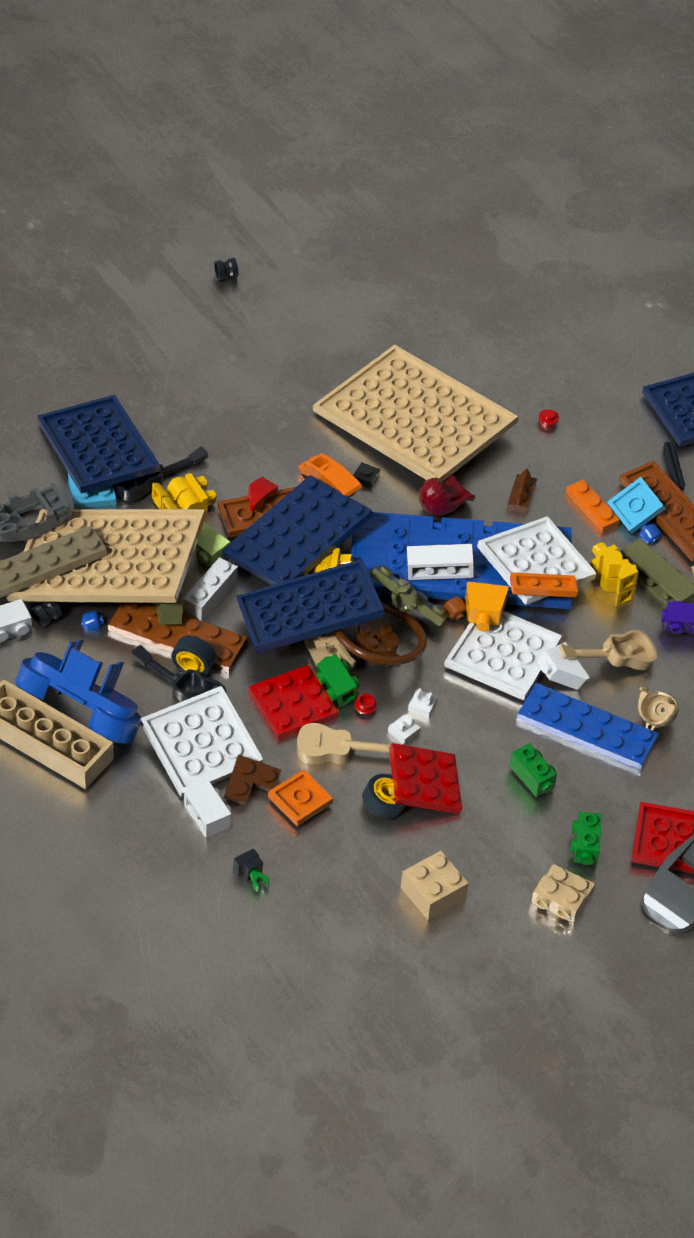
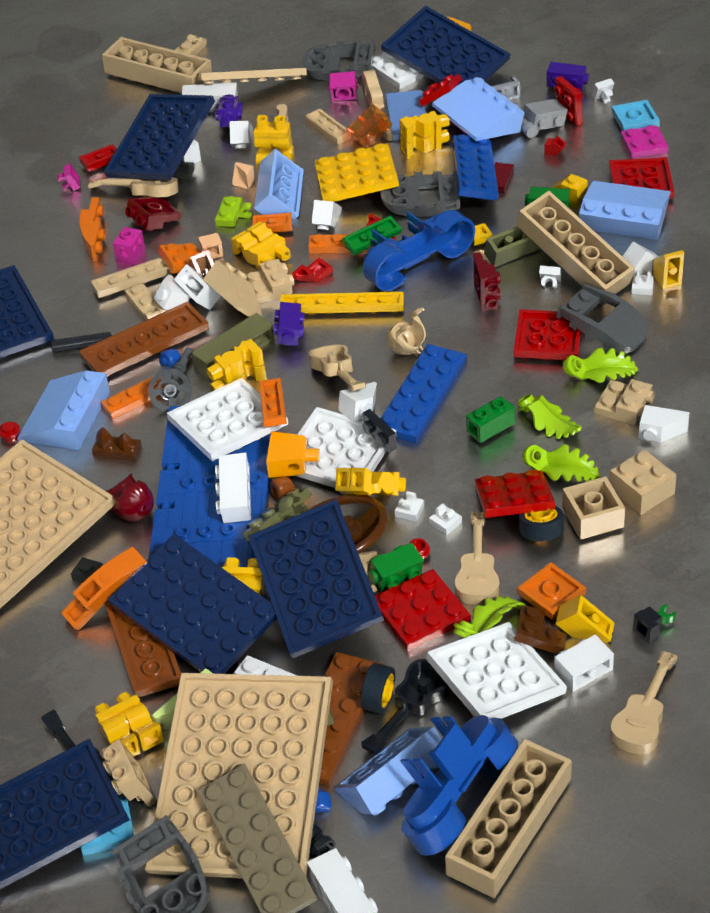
camera: 85 degrees left, 5 degrees down
(100, 646) = (384, 775): none -> light blue slope
(125, 489) = (127, 774): none -> tan plate
(134, 842) = (637, 725): none -> tan piece
(256, 817) = (583, 620): none -> yellow slope
(259, 491) = (127, 647): red slope -> none
(275, 746) = (486, 616): none -> lime plant
(398, 836) = (593, 507): none -> tan brick
(438, 664) = (364, 482): none -> yellow hips
(465, 823) = (560, 463): none -> lime plant
(513, 674) = (379, 430): none -> black plate
(520, 914) = (662, 423): none -> white slope
(541, 824) = (548, 416): none -> lime plant
(571, 456) = (66, 410): none -> light blue slope
(588, 838) = (565, 381): green brick -> none
(595, 527) = (172, 386): none -> dark grey dish
(612, 875) = (600, 365): none -> lime plant
(636, 505) = (142, 358): medium azure plate -> none

